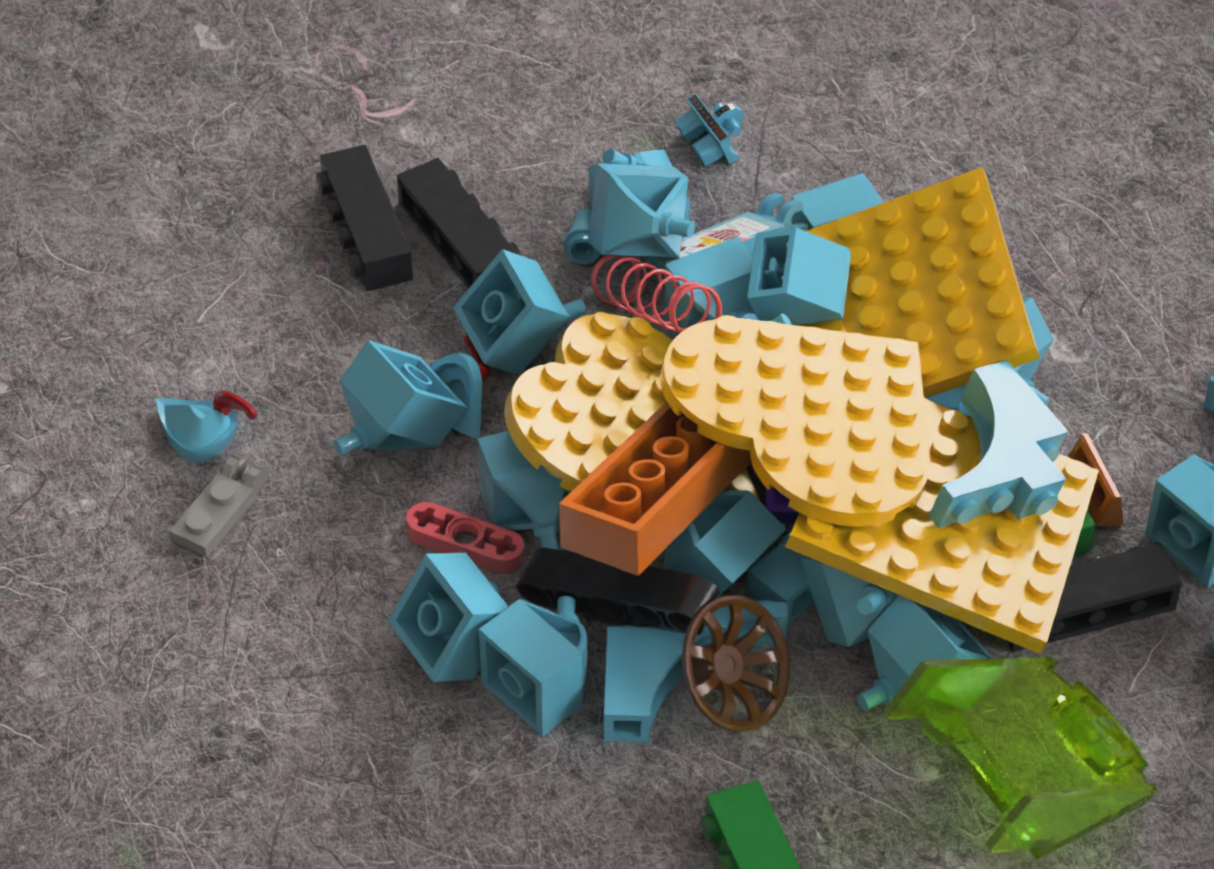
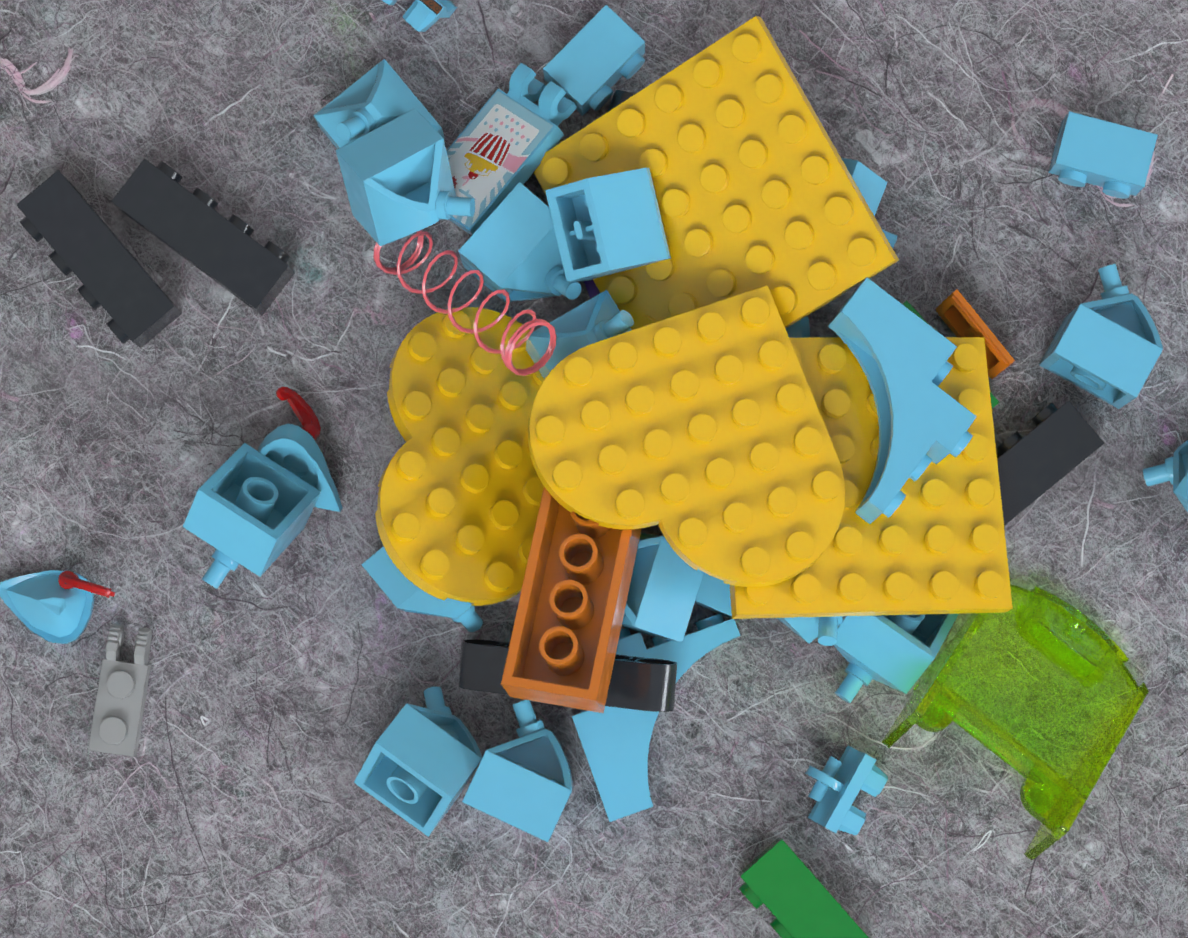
camera: 15 degrees left, 35 degrees up
(453, 523) = (346, 648): coral beam -> none
(513, 312) = (318, 352): medium azure piece -> none
(577, 239) = (334, 195): medium azure cone -> none
(726, 665) = (699, 711): reddish brown wheel -> none
(820, 788) = (838, 788): none -> medium azure hips

